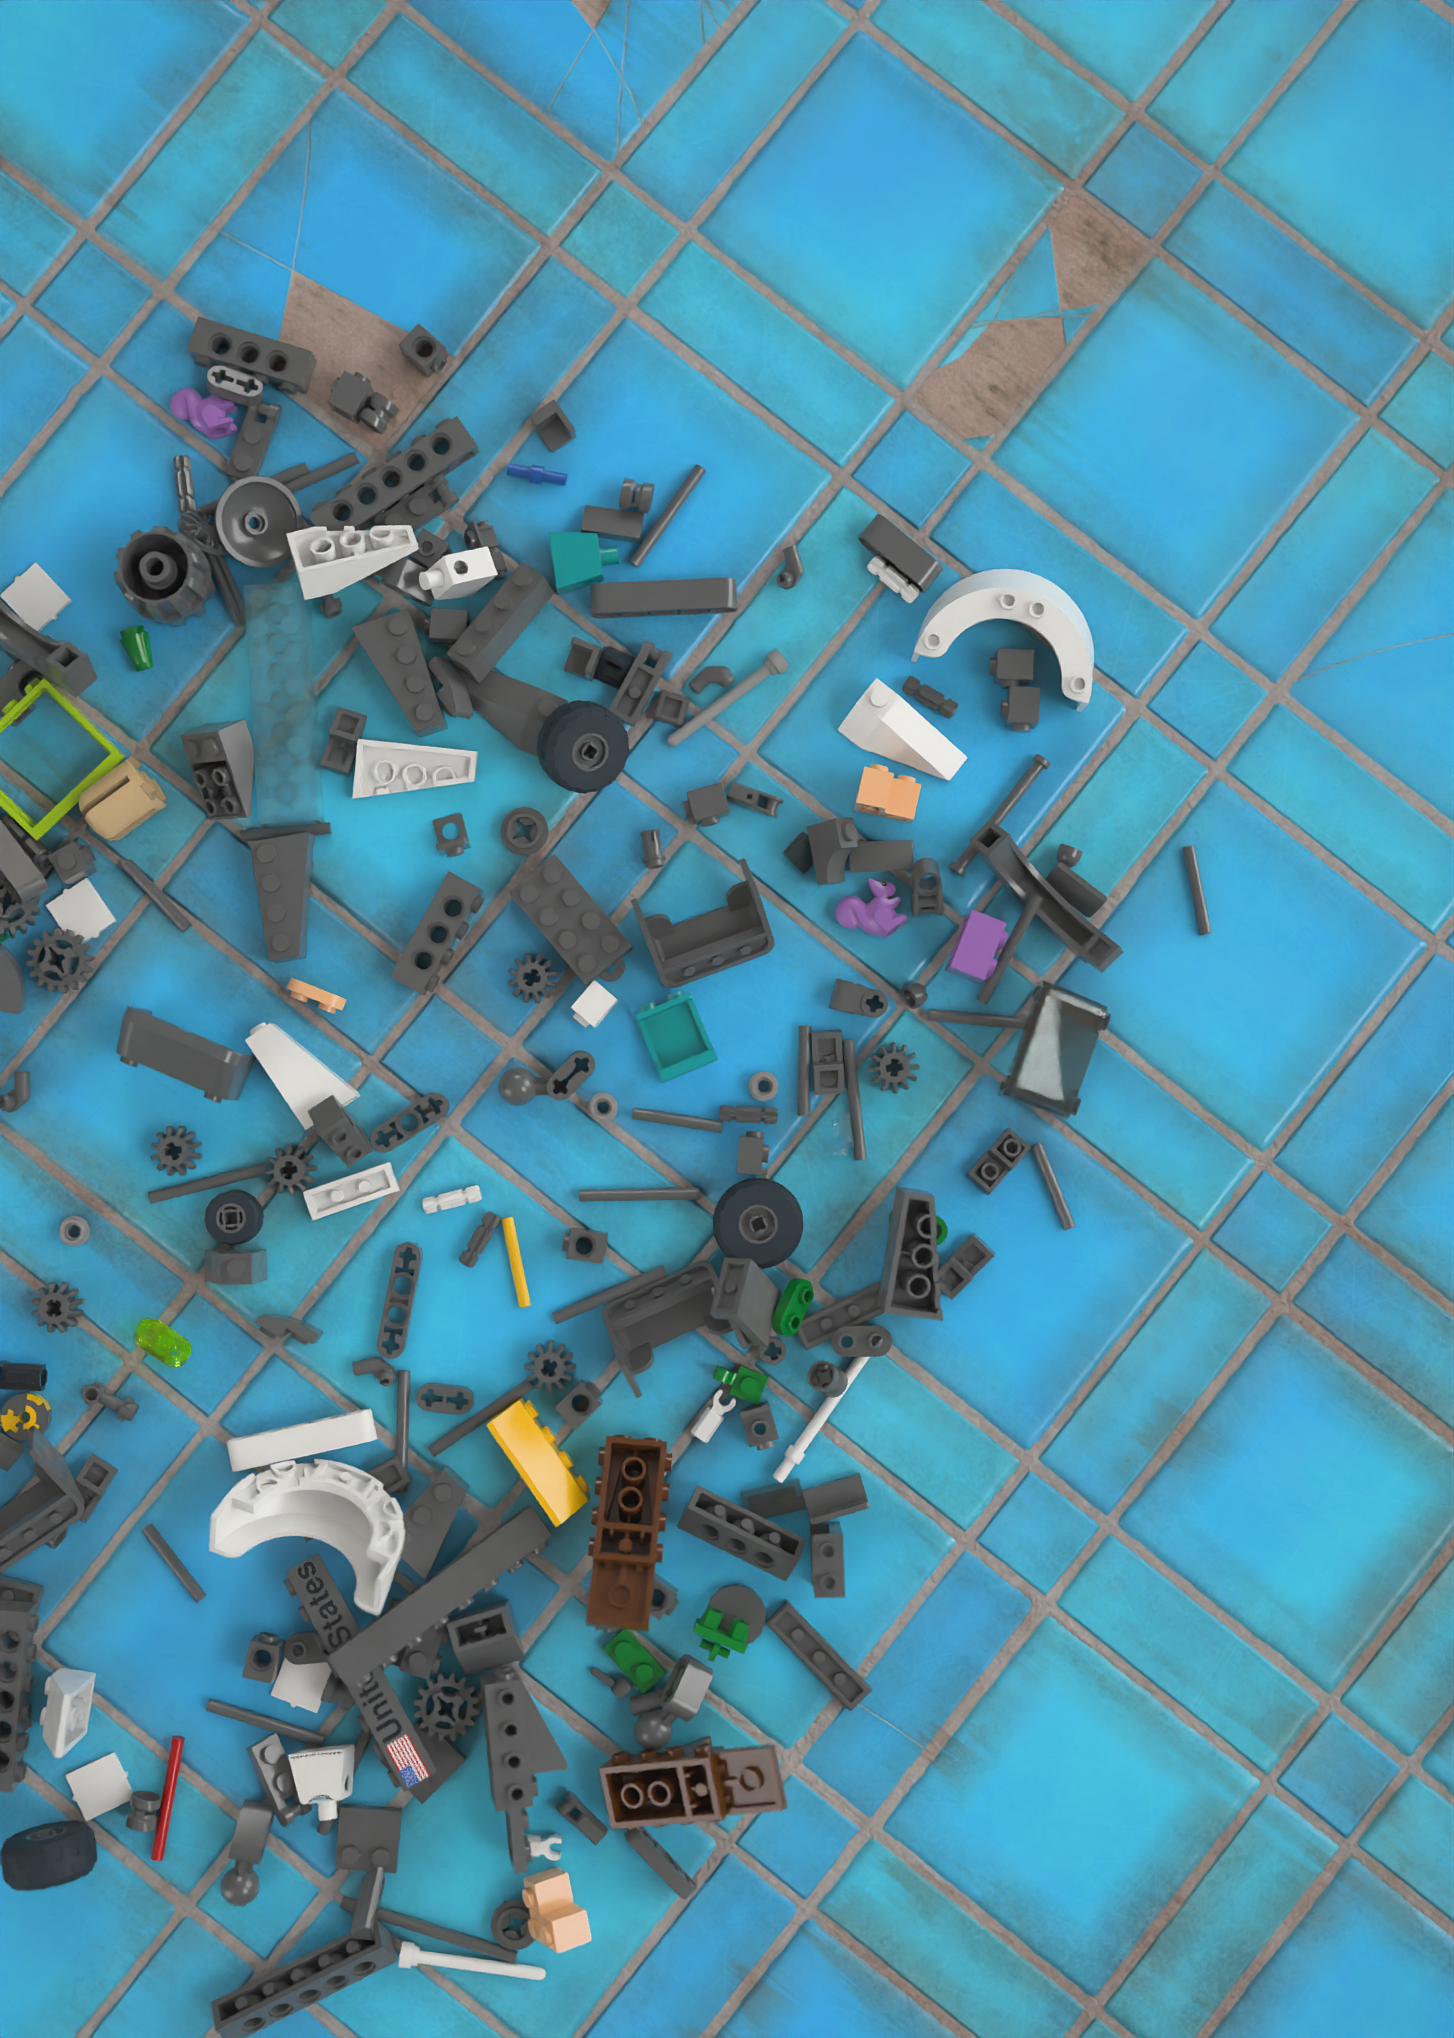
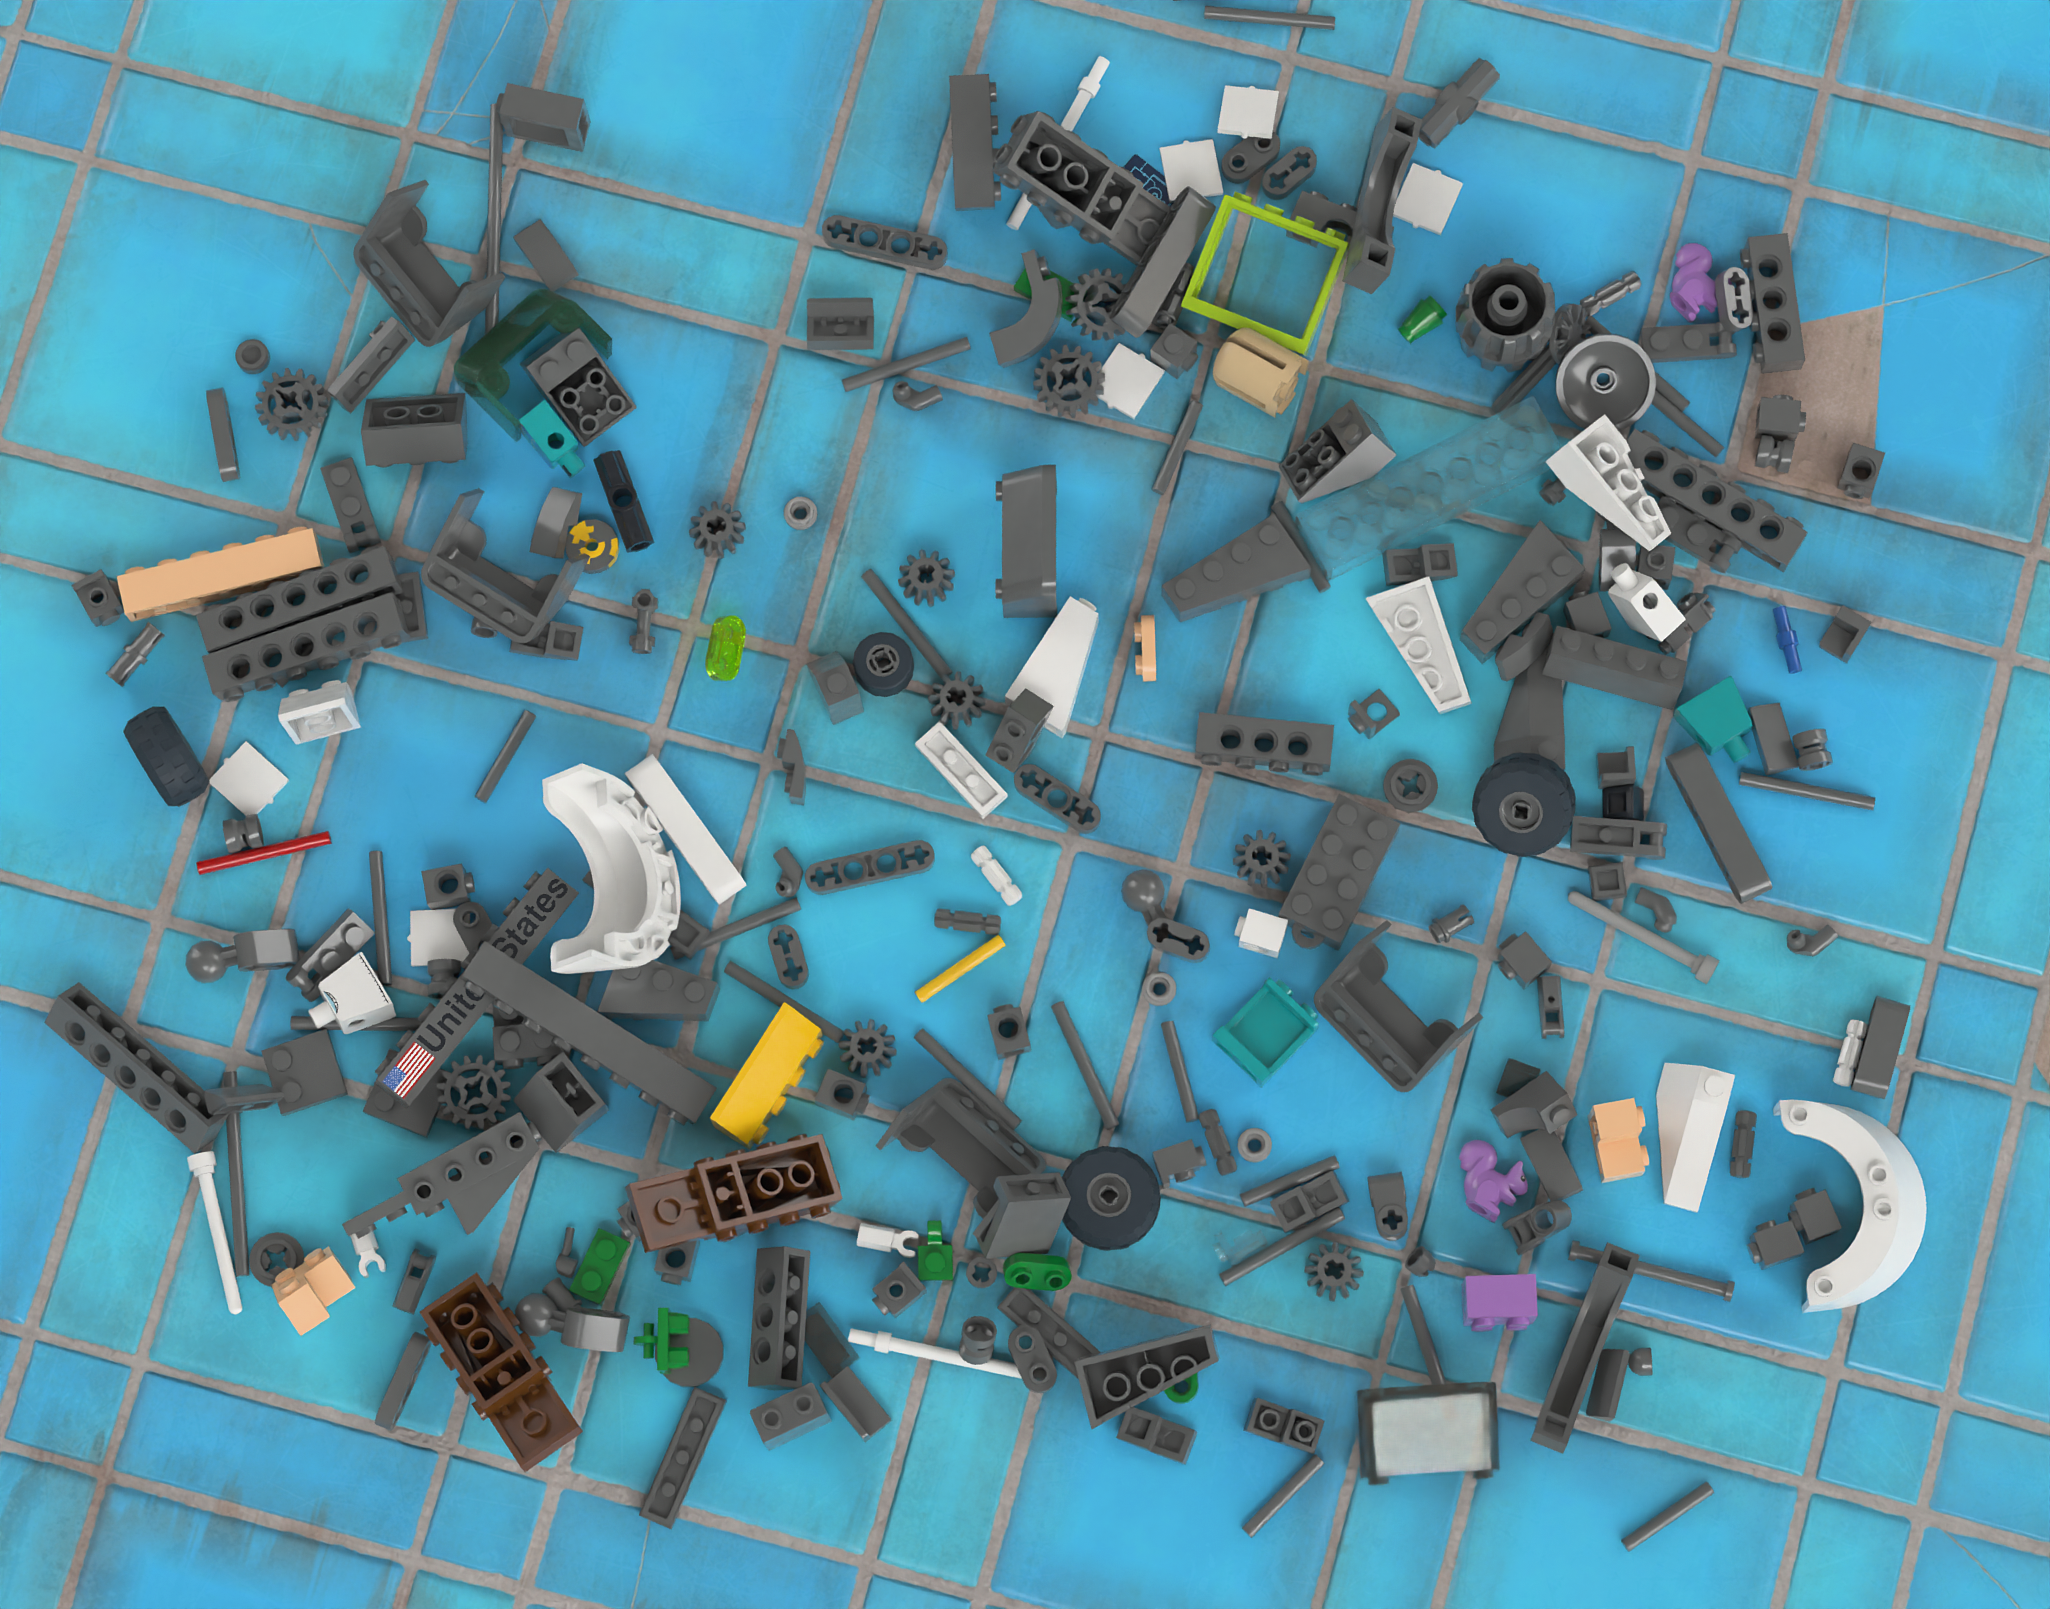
camera: 70 degrees right, 10 degrees down
(1010, 947) = (1514, 1339): dark grey bar -> none

